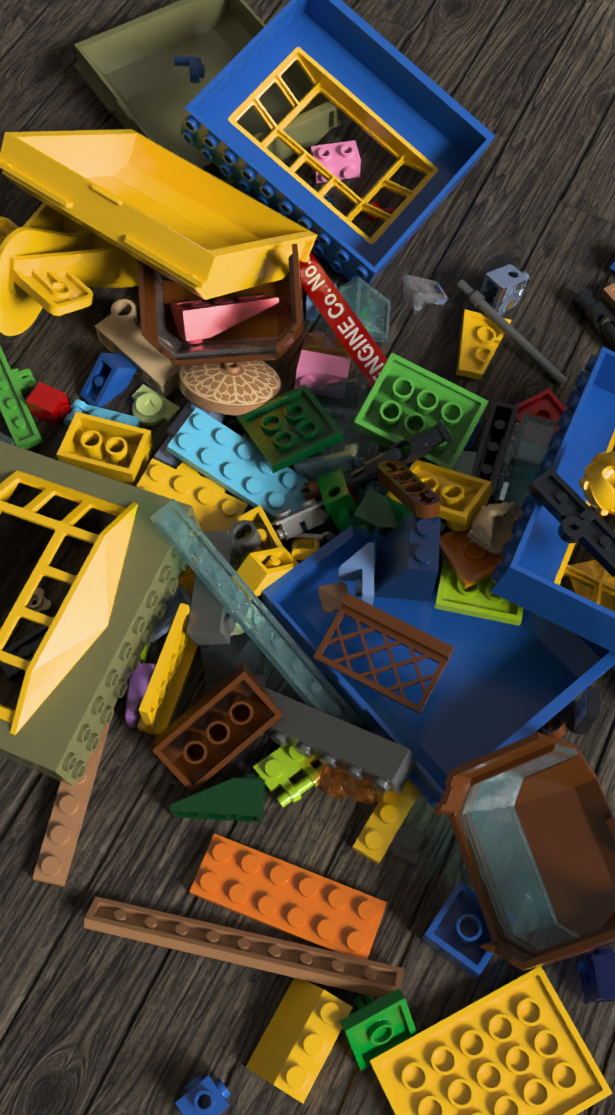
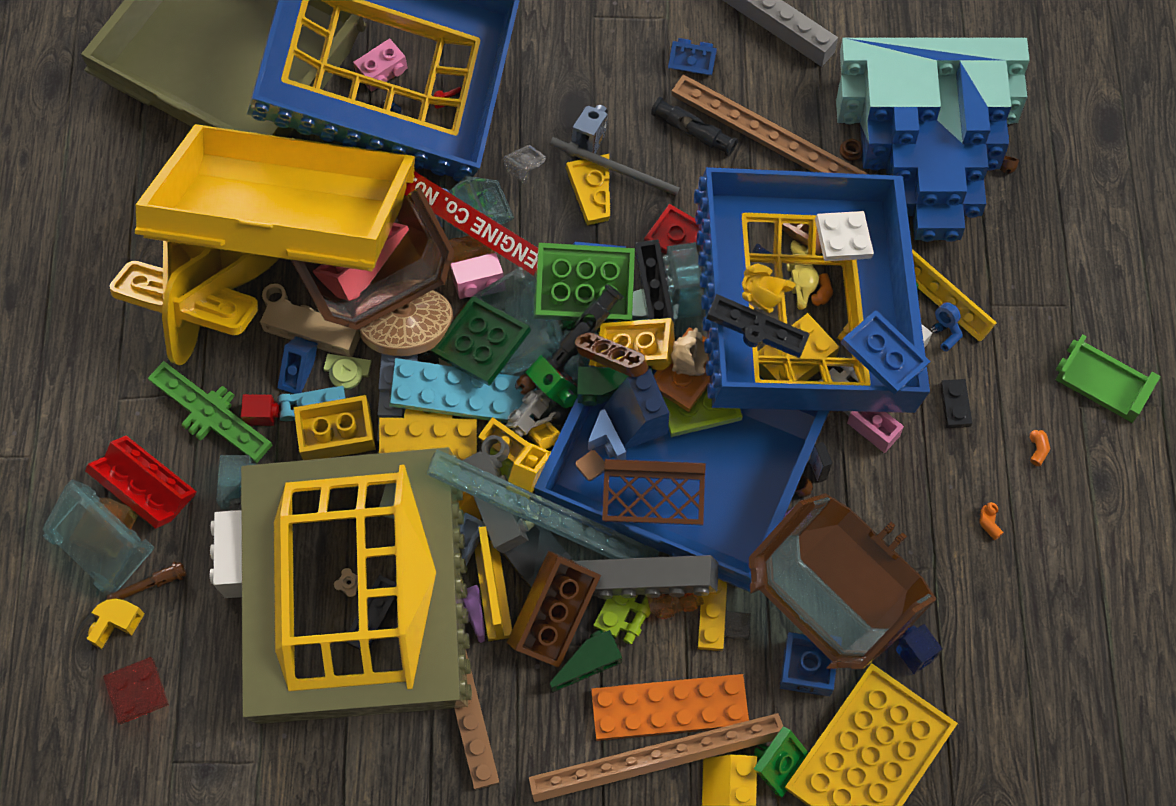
camera: 25 degrees left, 5 degrees up
(196, 69) = (217, 35): blue plate -> none

